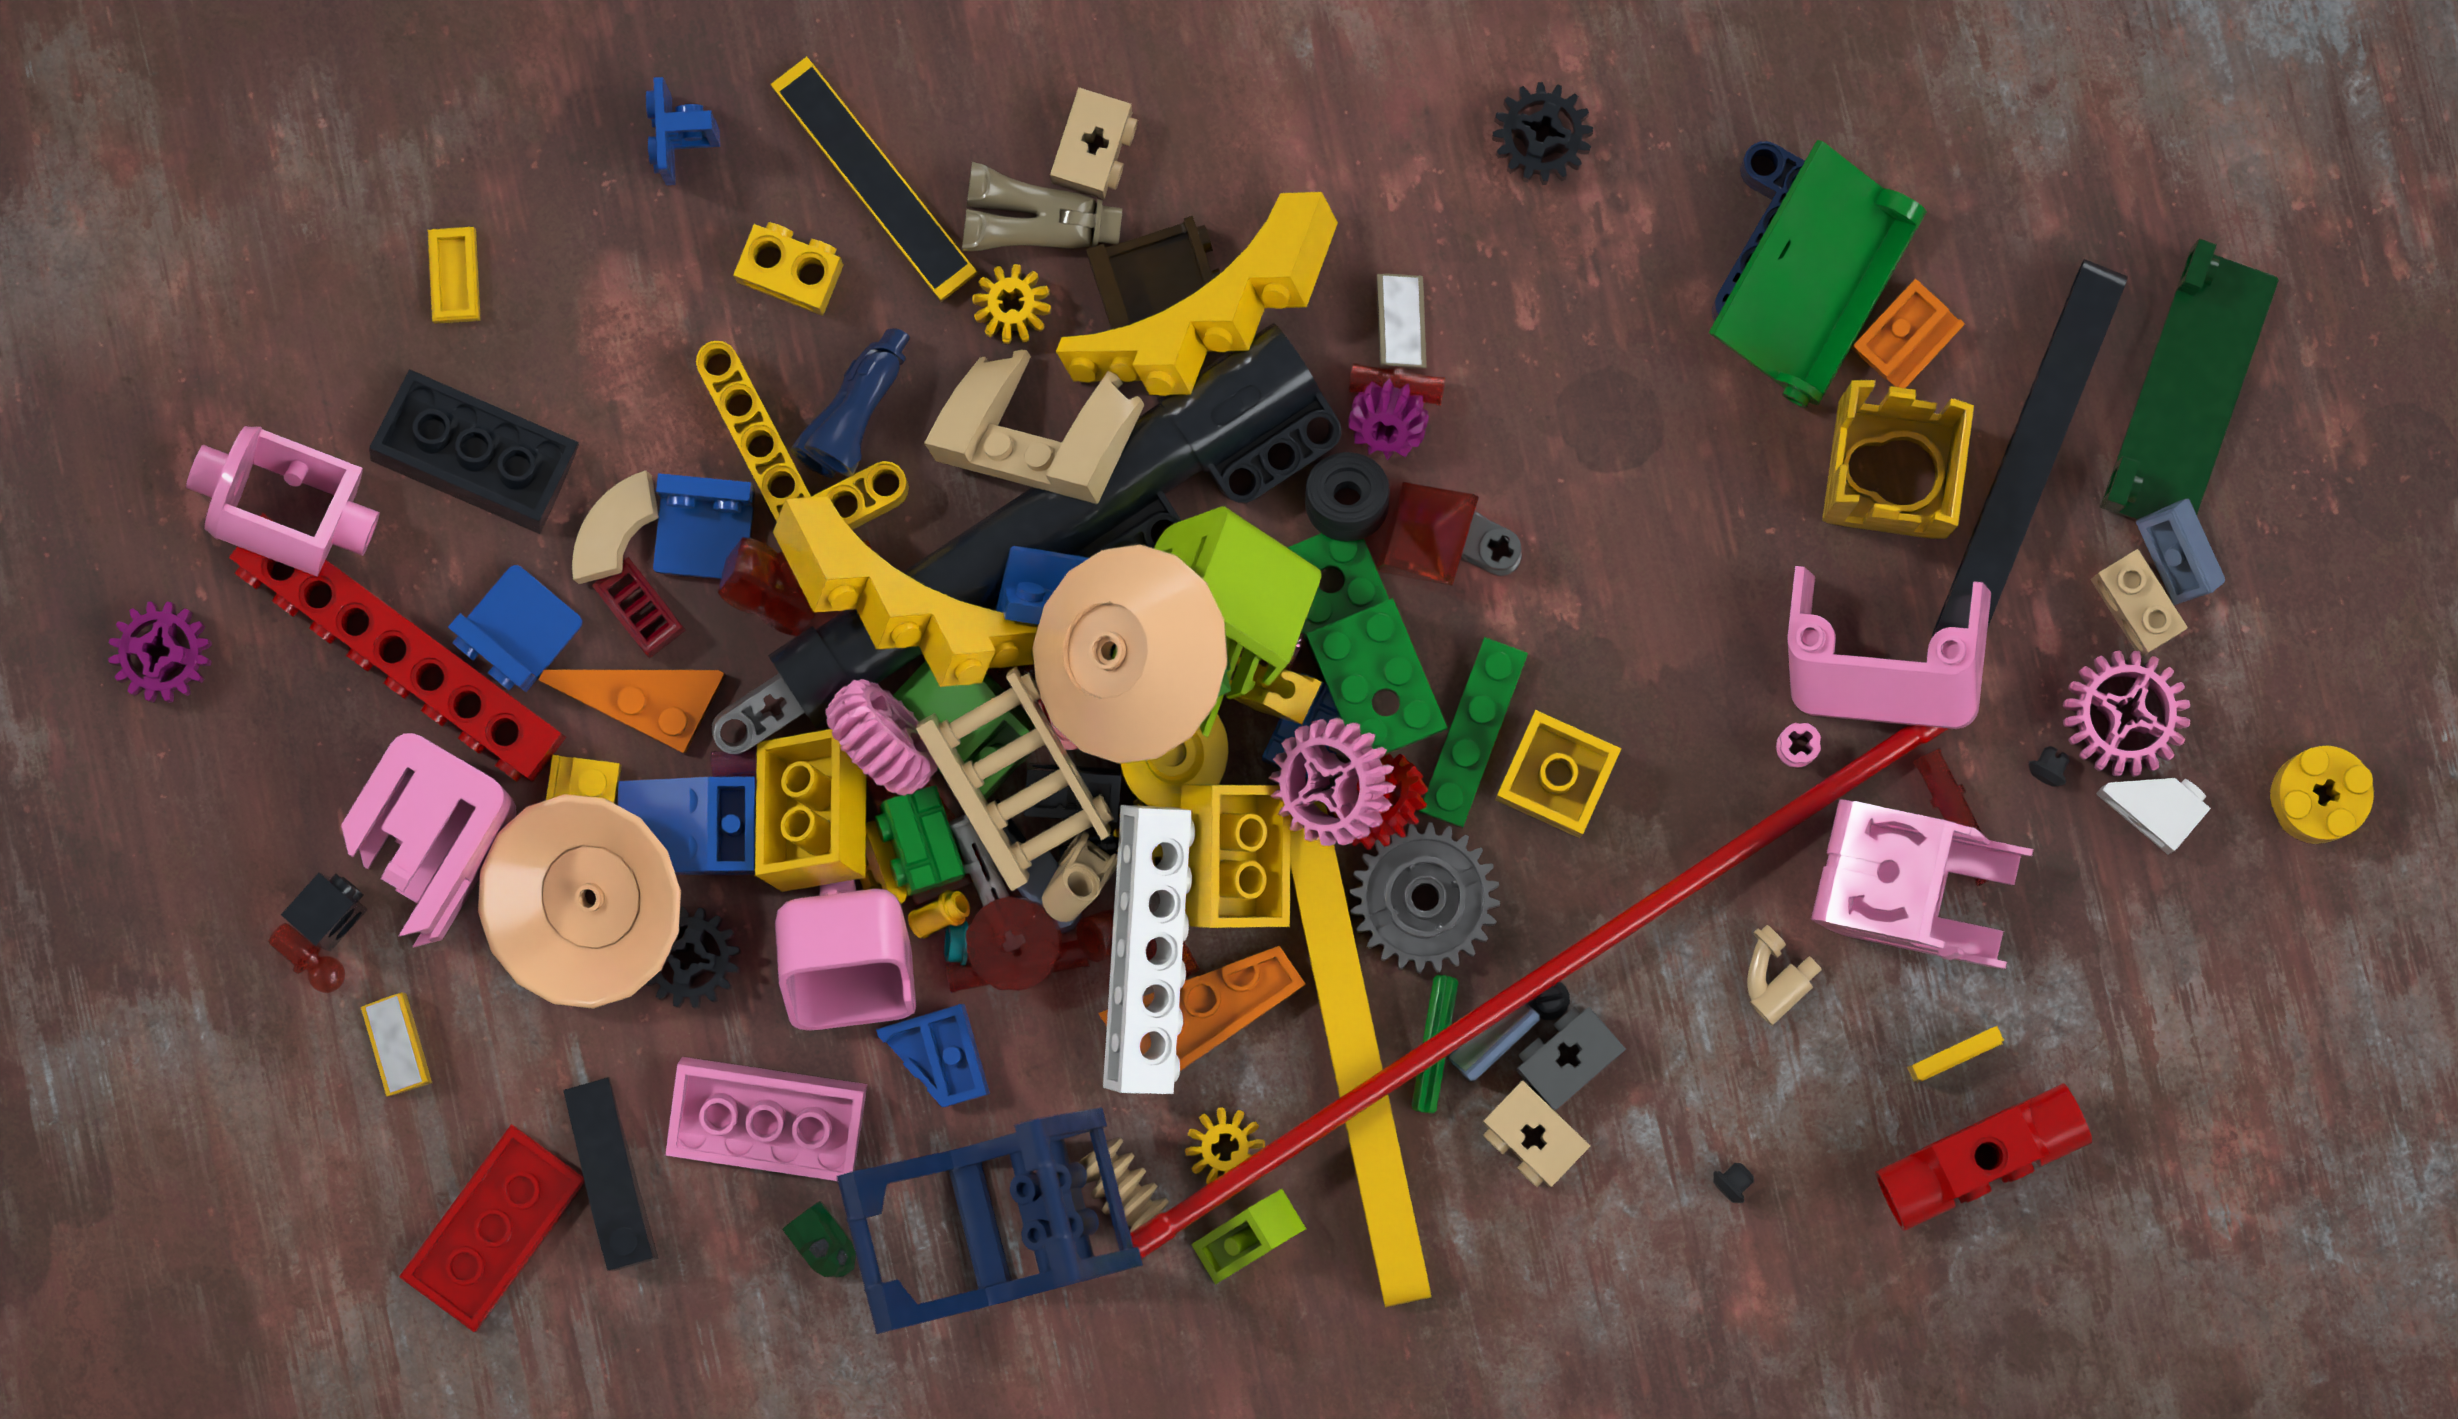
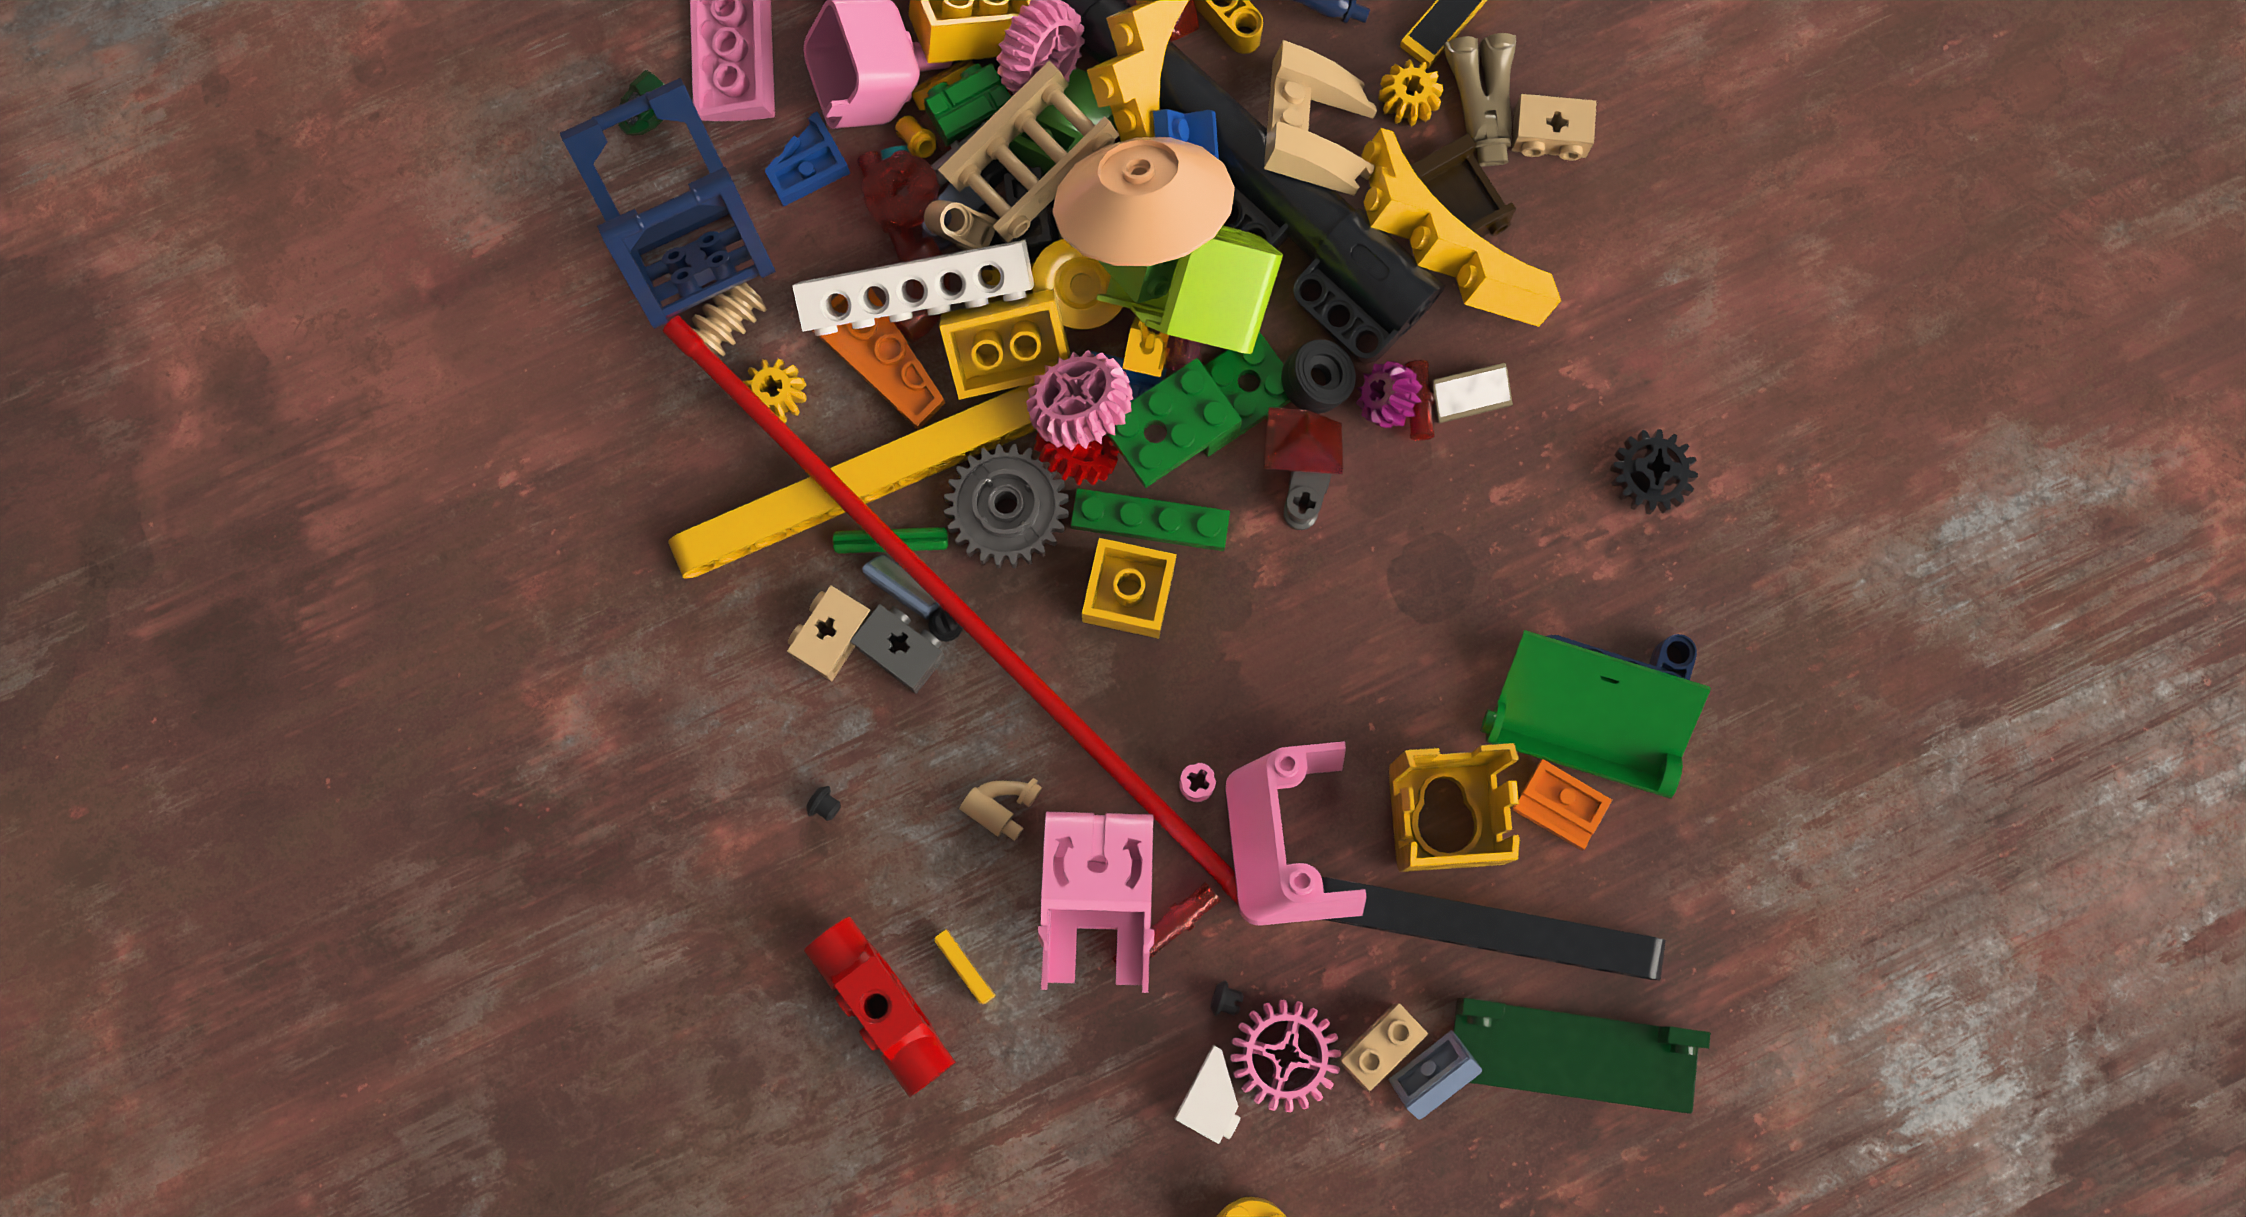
camera: 75 degrees right, 5 degrees down
(1248, 1236) = (707, 425): lime slope -> none

